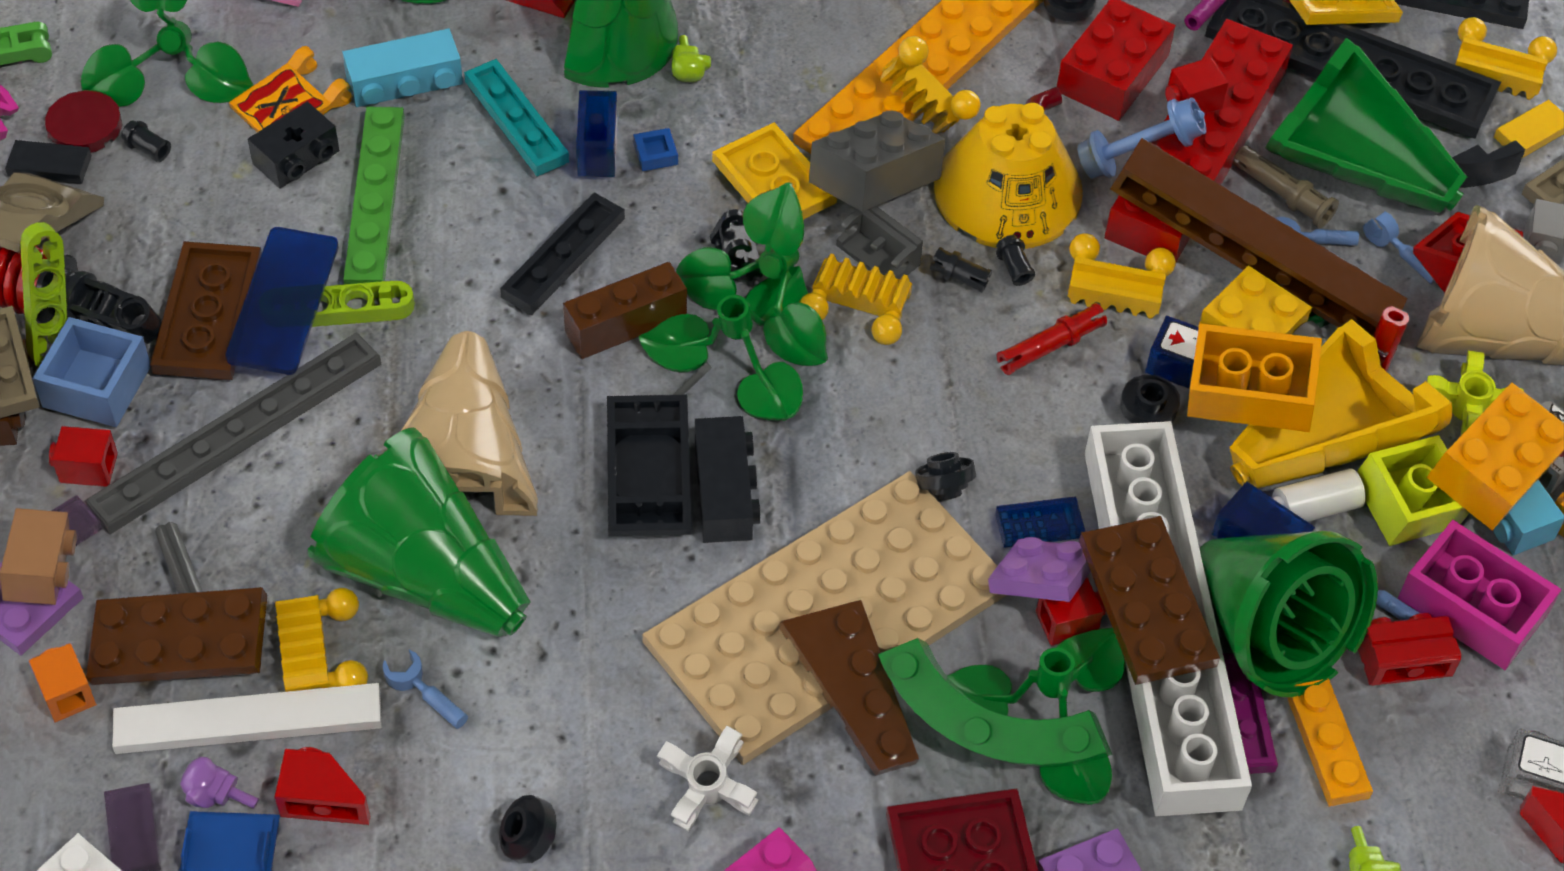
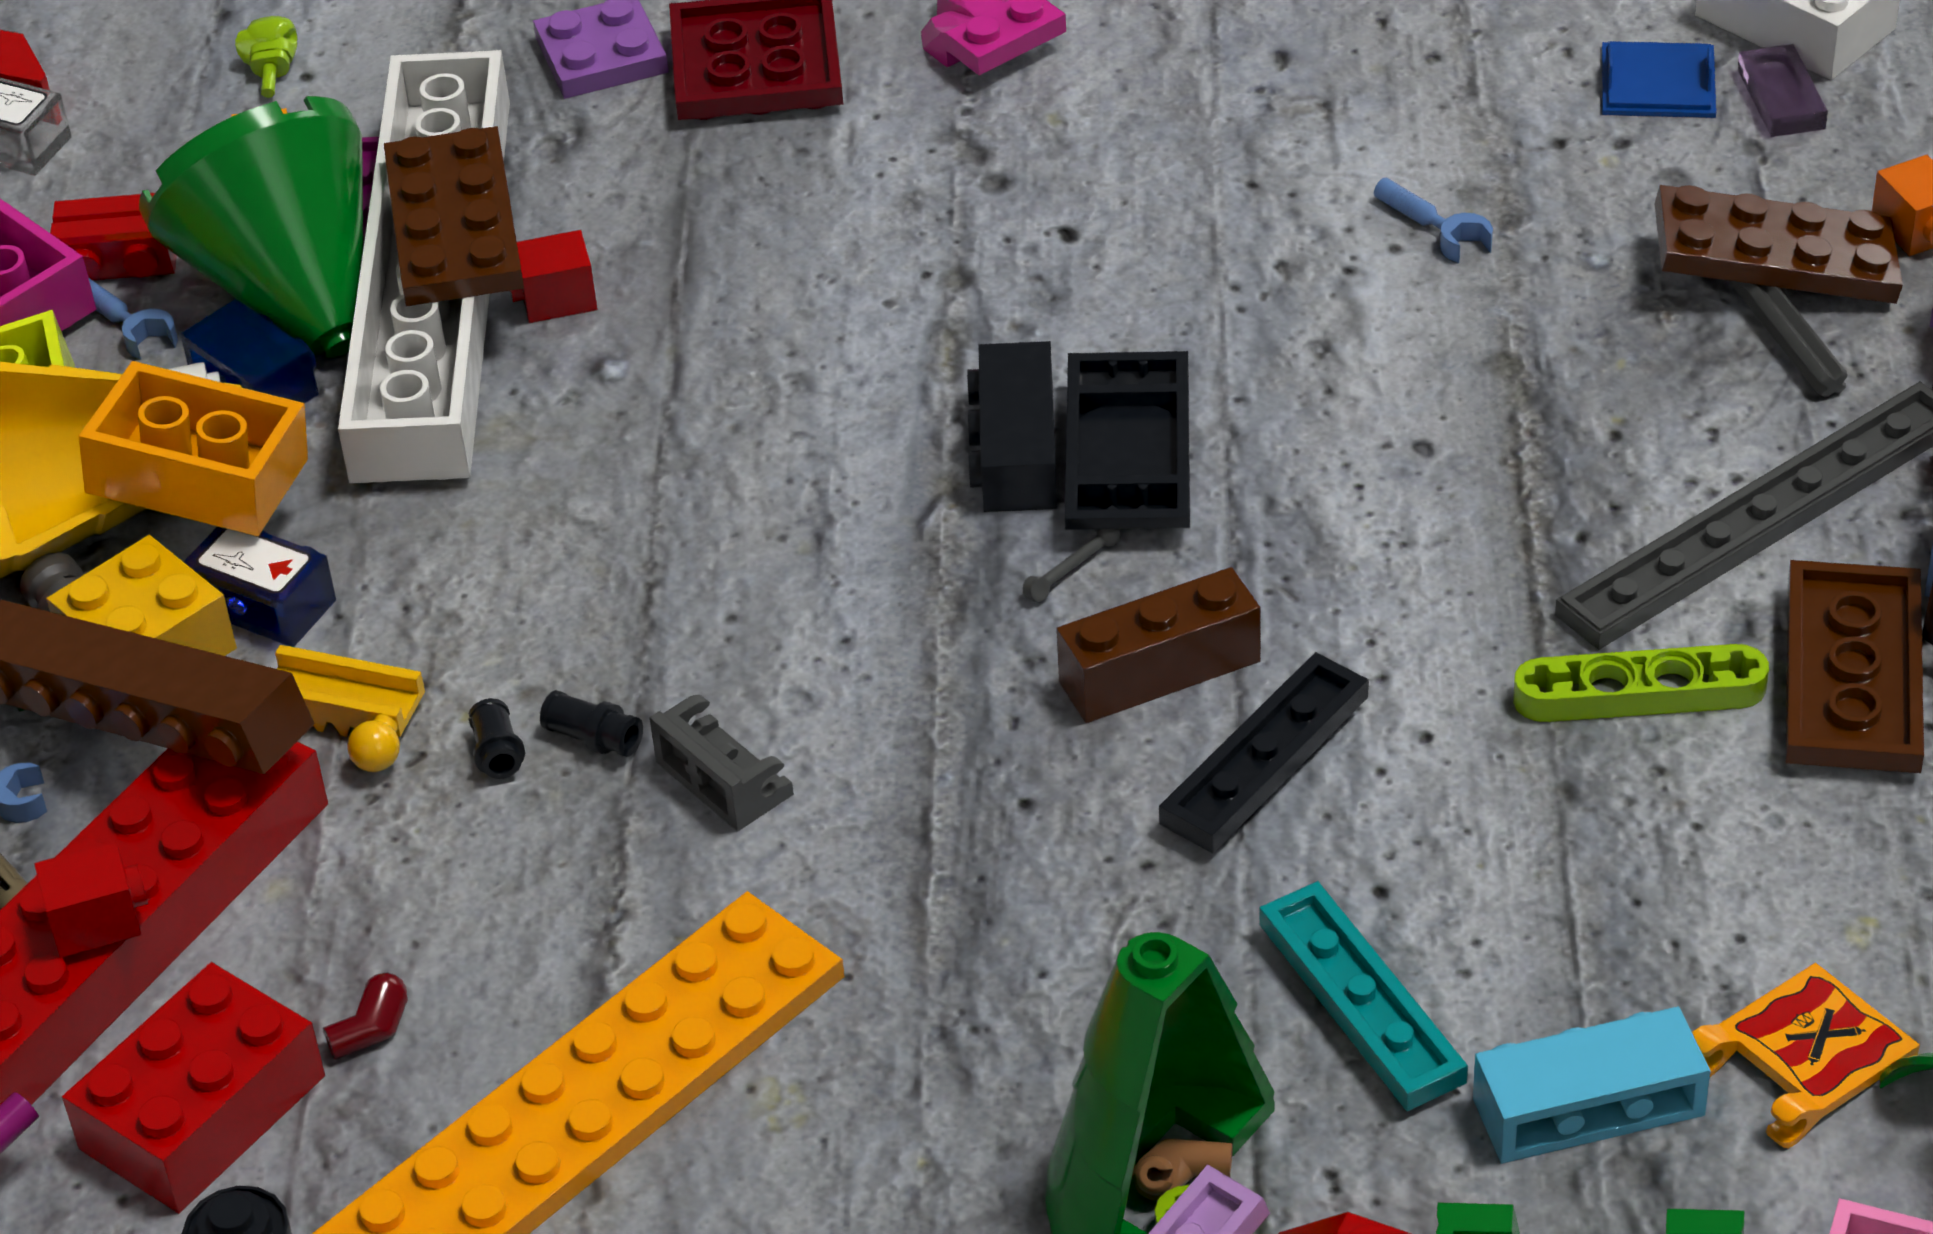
camera: 170 degrees left, 10 degrees down
(210, 784) = (1692, 121): medium lavender piece -> none
(246, 718) = (1632, 189): white tile -> none
(282, 301) = (1728, 660): clear blue piece -> none
(293, 145) = (1770, 929): black brick -> none
(304, 641) = (1602, 255): yellow gear -> none
(318, 789) = (1549, 106): red slope -> none
(374, 195) = (1607, 866): bright green plate -> none
(418, 539) = (1470, 281): green cone -> none
(470, 425) = (1416, 462): tan cone -> none
(527, 829) = (1287, 67): black plate -> none
(597, 133) = (1210, 904): clear blue brick -> none
(655, 149) = (1097, 927): blue plate -> none
(682, 342) = (971, 562): green plant -> none
(688, 63) = (1029, 1104): lime piece -> none
(724, 788) = (1063, 113): white pin -> none
(732, 238) = (964, 748): black piece -> none
(766, 162) = (888, 878): yellow plate -> none
(777, 223) = (905, 680): green plant -> none
(845, 662) = (867, 193): reddish brown wing -> none
(862, 291) = (772, 704): yellow gear -> none
(876, 160) = (702, 834): dark grey brick -> none
(889, 550) = (879, 299): tan plate -> none
(925, 90) = (586, 969): yellow gear -> none
(946, 475) = (687, 423): black plate -> none
(983, 731) = (695, 137): green brick -> none
(1010, 179) = (467, 862): yellow cone -> none
(1040, 570) = (579, 293): medium lavender plate -> none
(1044, 519) = (561, 397): clear blue tile -> none
(1065, 332) = (451, 625): red pin -> none
(1095, 665) = (601, 144): green plant -> none
(1149, 400) = (350, 516): black plate -> none
(1185, 121) = (296, 893): medium blue piece -> none

